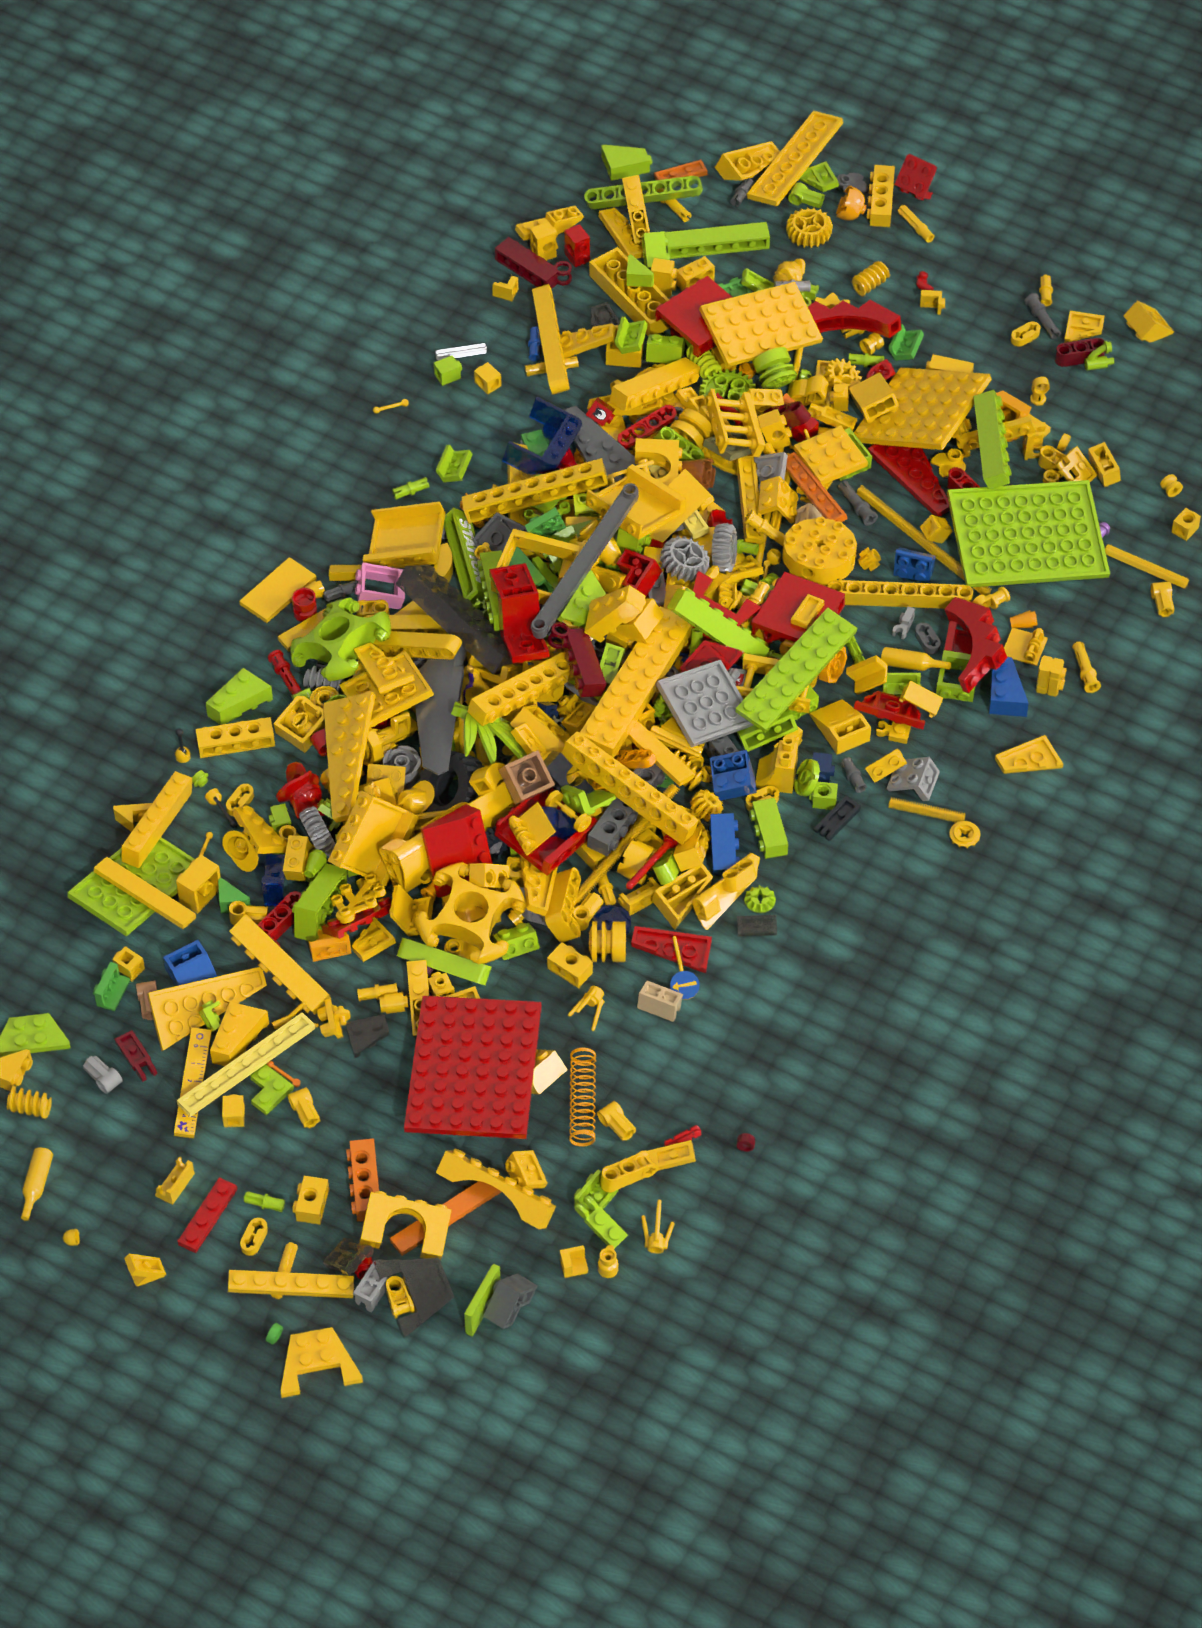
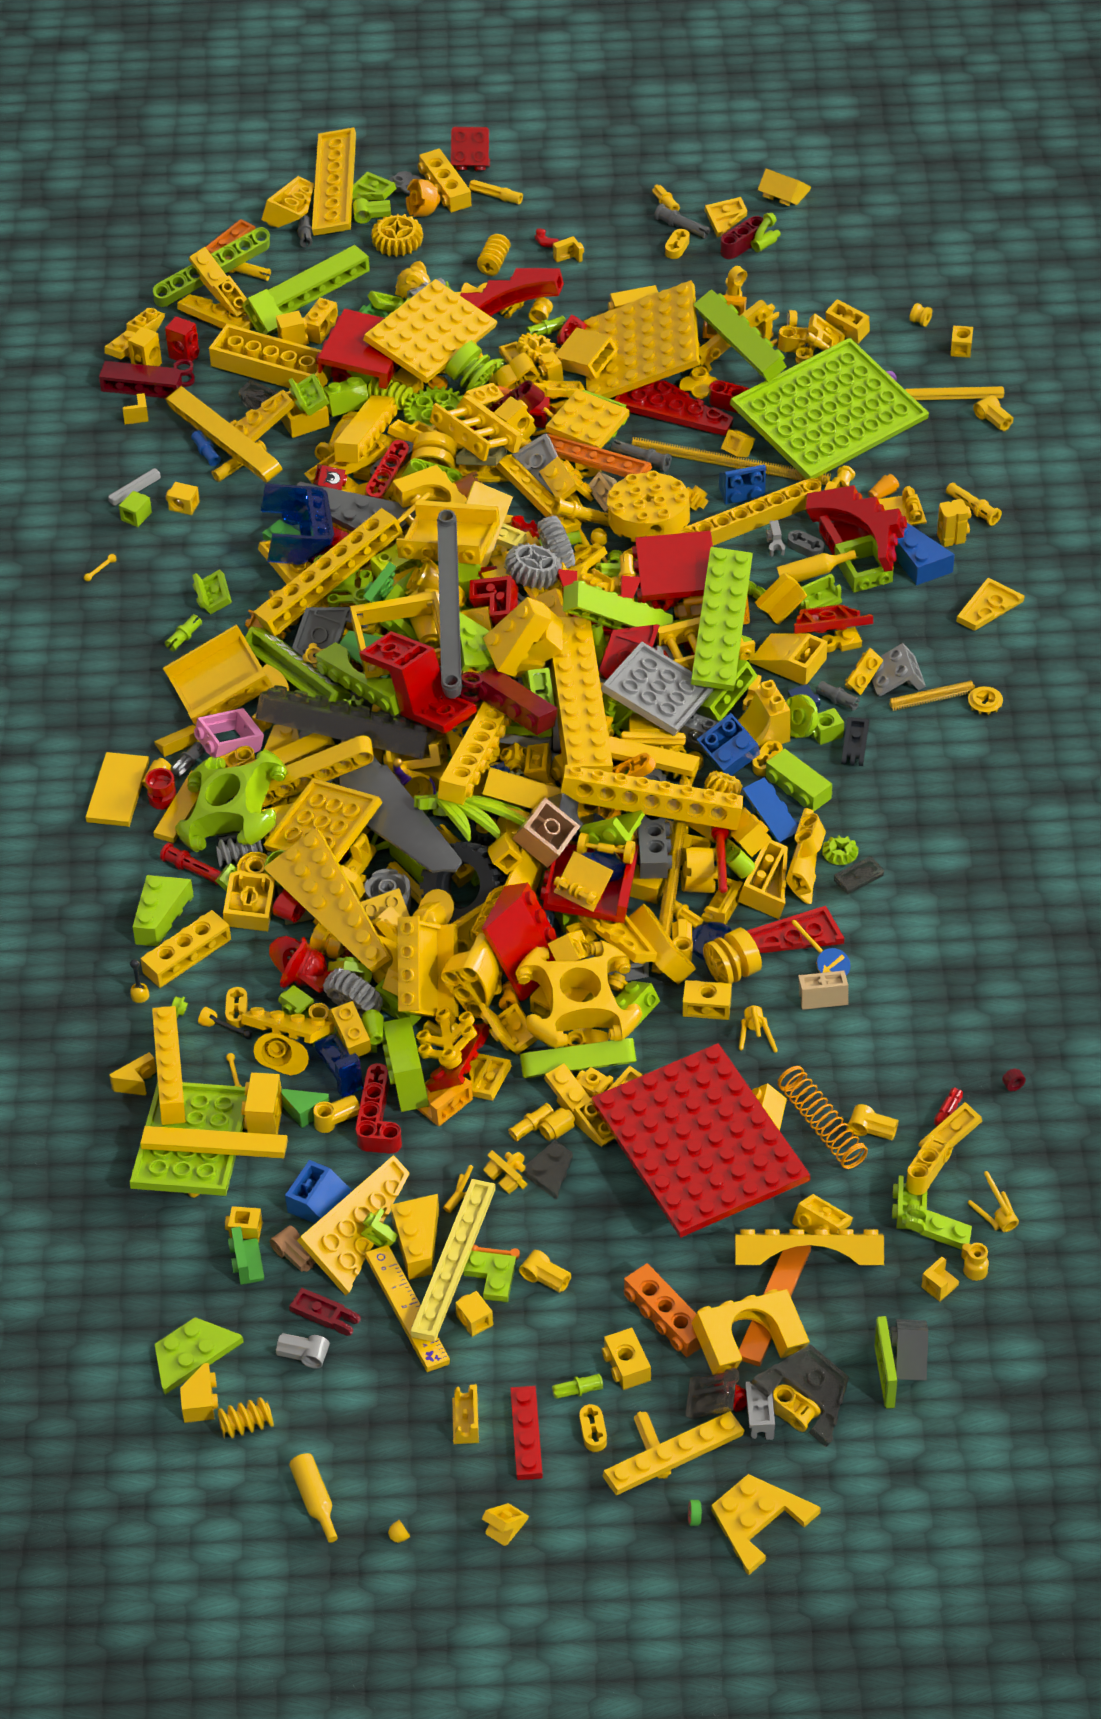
camera: 30 degrees left, 5 degrees down
(279, 964) = (414, 1142): yellow brick -> none
(382, 669) = (304, 805): yellow wing -> none
(527, 740) = (509, 798): yellow plate -> none
(625, 161) = (165, 250): lime slope -> none
(638, 274) = (270, 336): lime slope -> none
(807, 611) = (689, 561): yellow tile -> none
(905, 344) = (574, 298): bright green bracket -> none
(921, 698) = (850, 595): yellow hinge -> none

